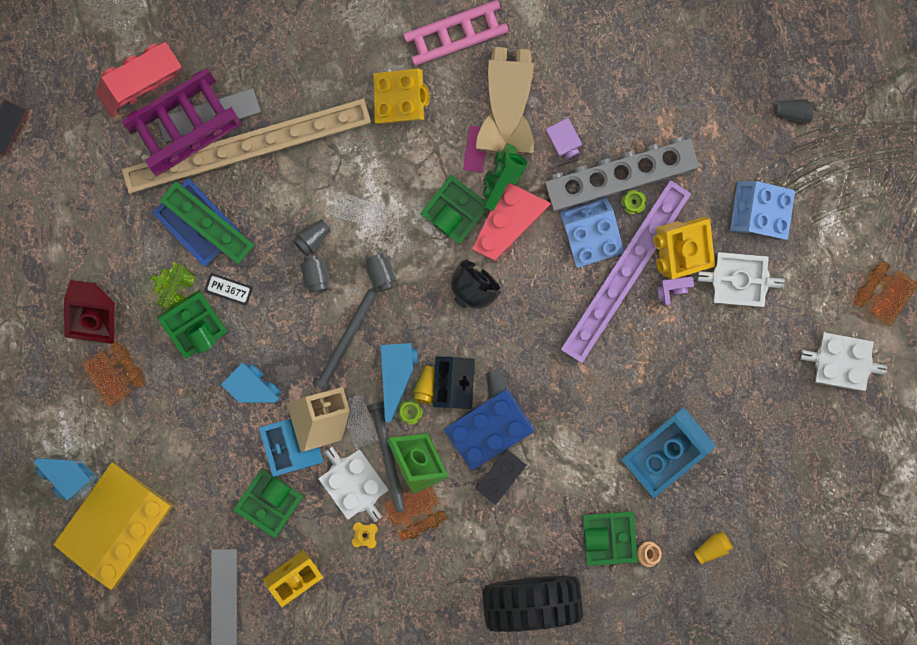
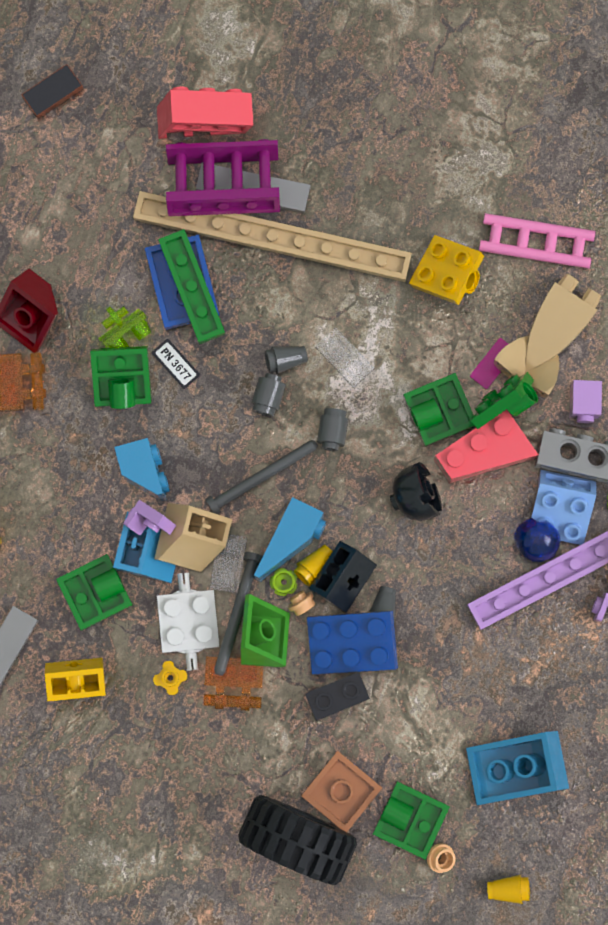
camera: 30 degrees right, 5 degrees down
(275, 424) = (145, 516): none -> lavender bracket
(432, 420) = (301, 602): none -> light nougat plate
(545, 547) = (341, 791): none -> nougat plate
(587, 269) = (537, 540): none -> clear blue hair

